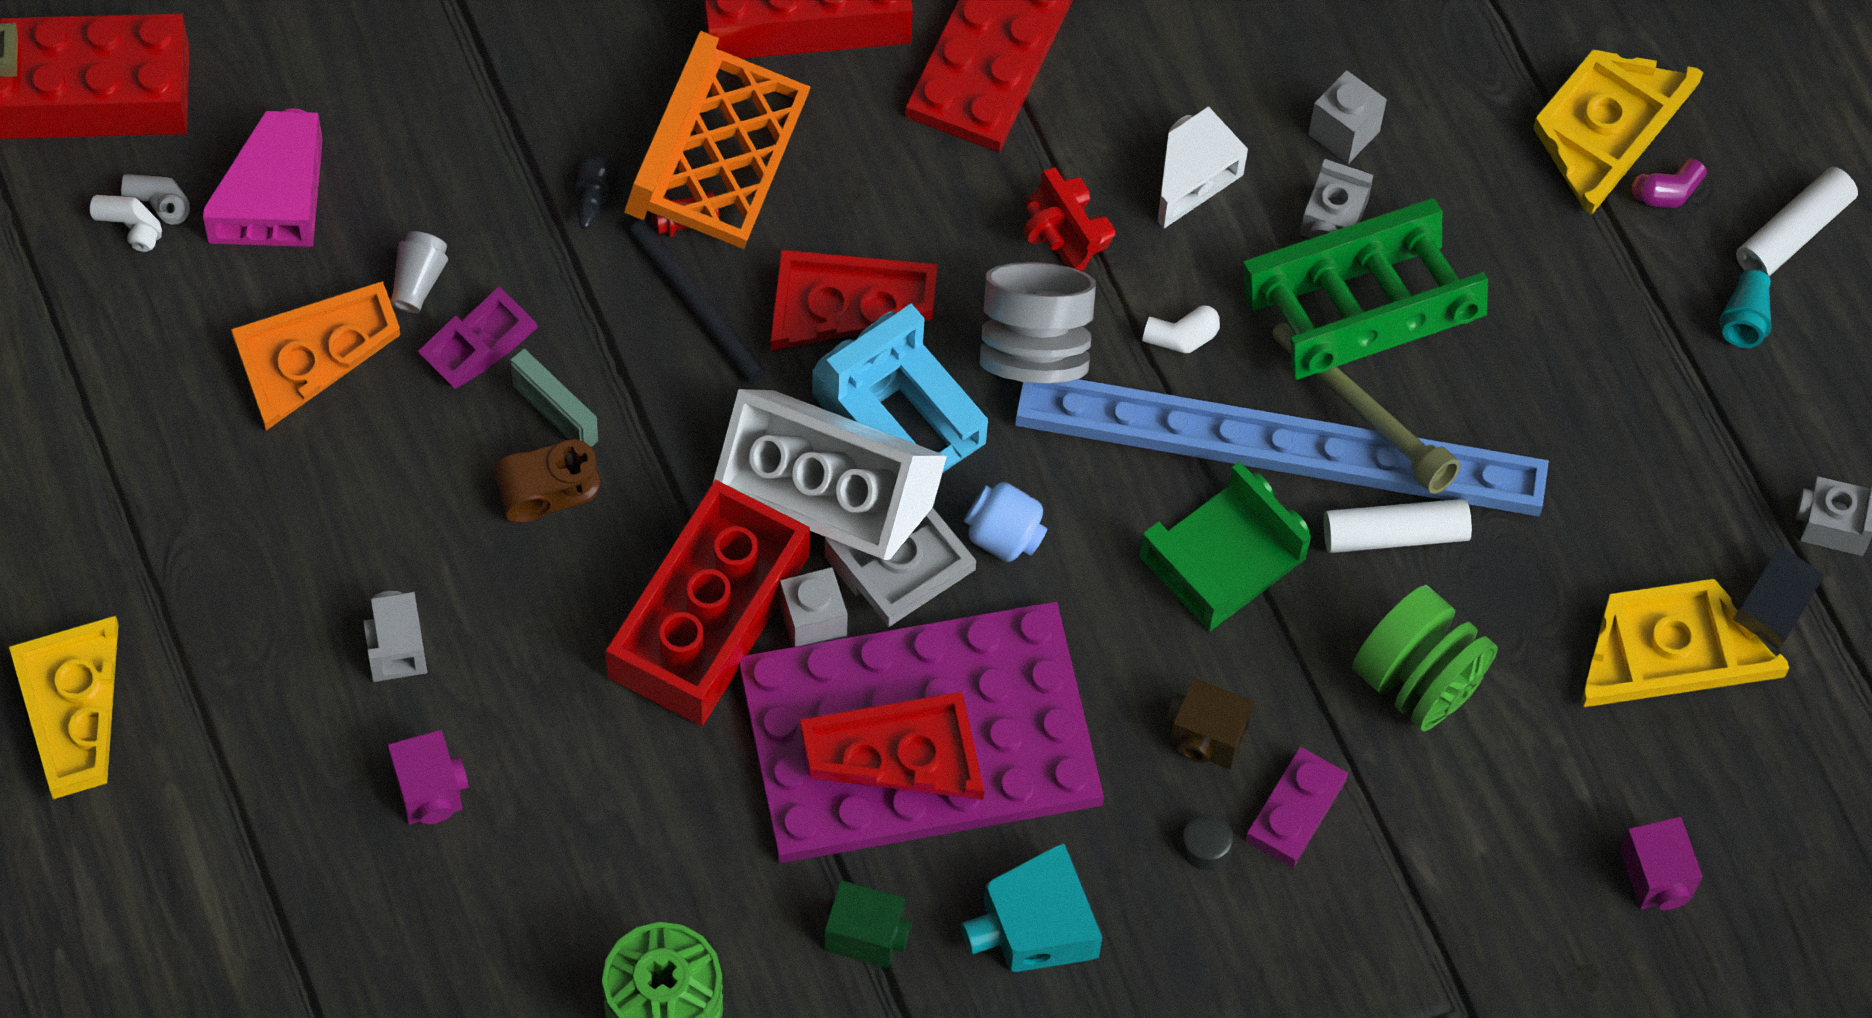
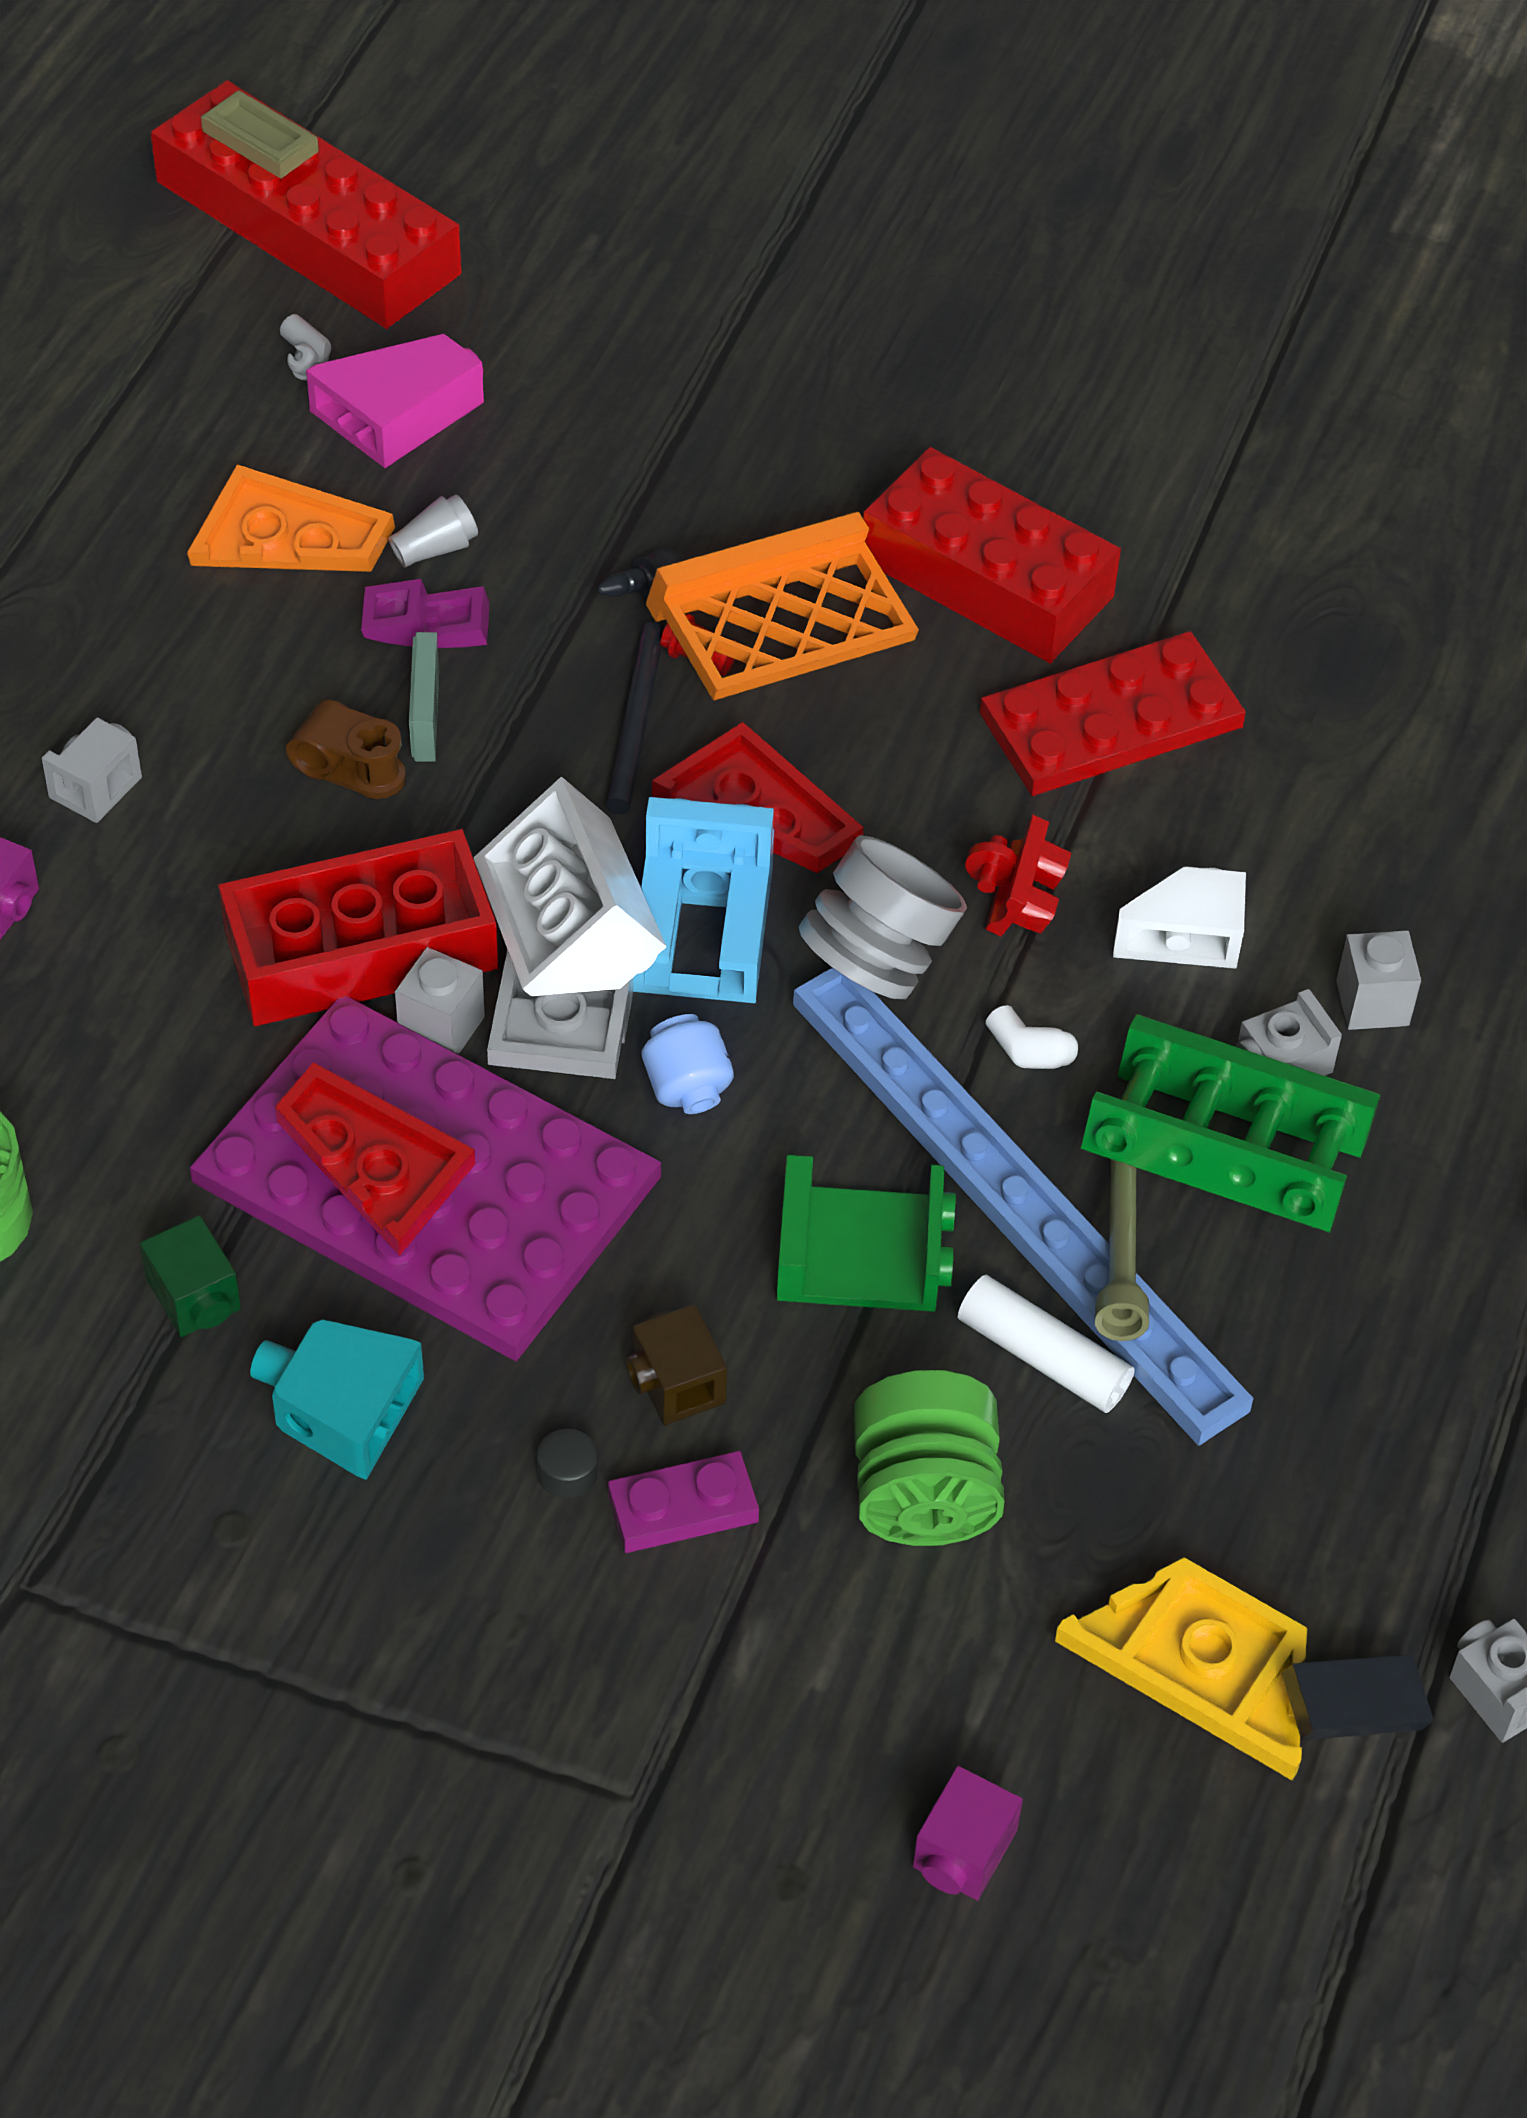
camera: 45 degrees right, 10 degrees down
(143, 224) = (270, 341): white arm -> none

